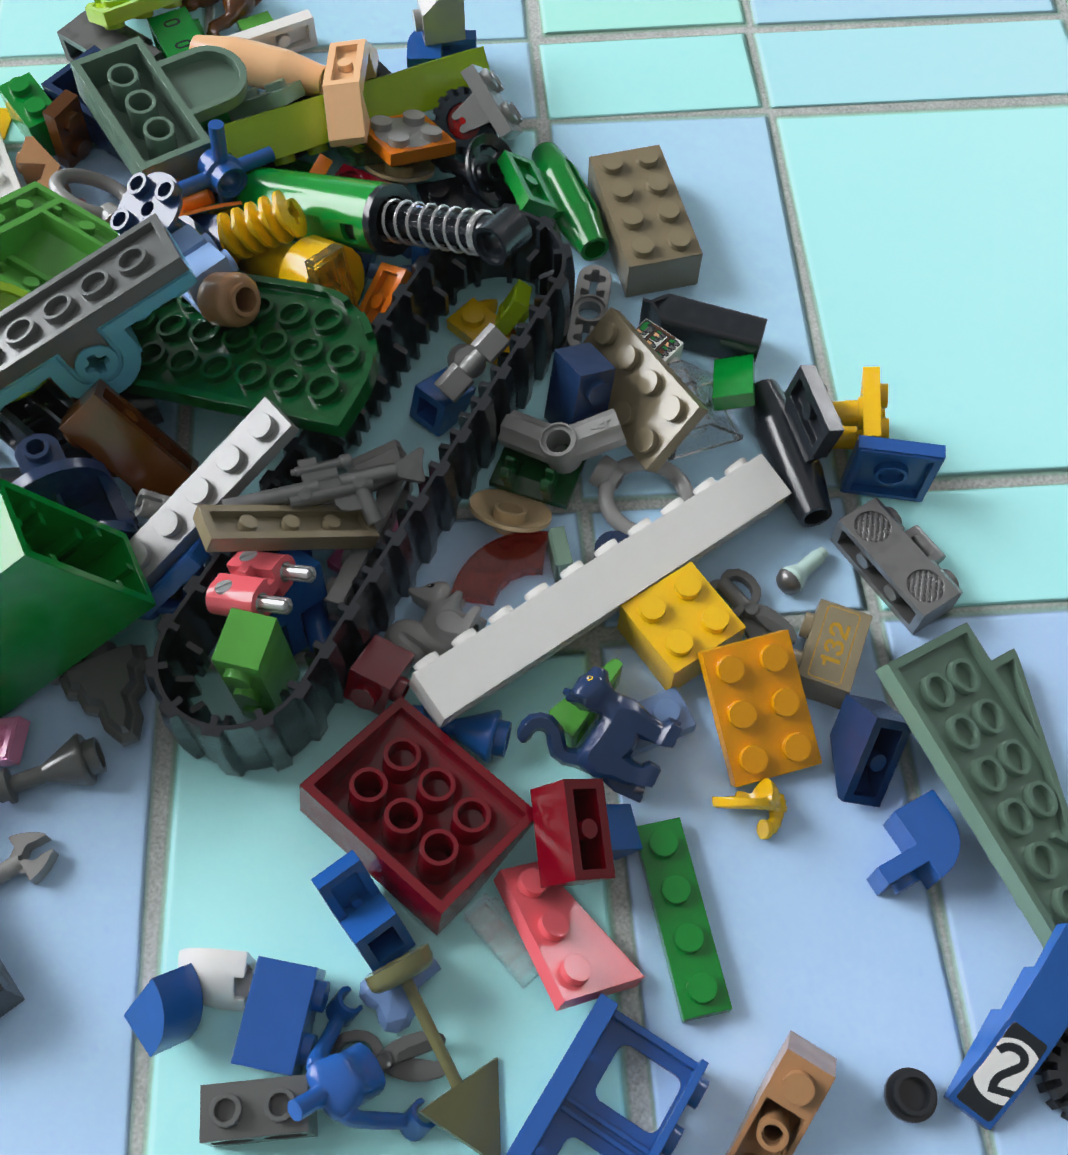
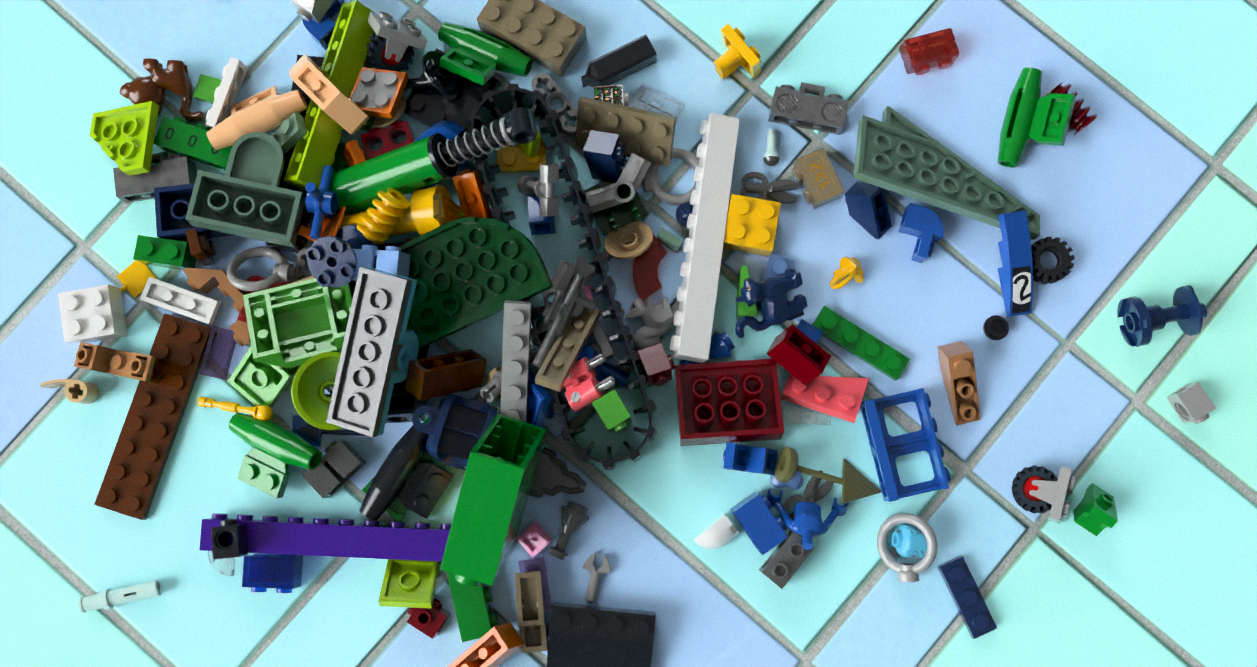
camera: 40 degrees left, 20 degrees up
(167, 1010) = (717, 562): blue brick -> none
(228, 299) = (422, 267): medium nougat head -> none
(734, 382) = (661, 82): green tile -> none
(759, 708) = (815, 231): light orange plate -> none
(793, 434) = (716, 88): black plate -> none
(892, 468) = (770, 66): blue tile -> none

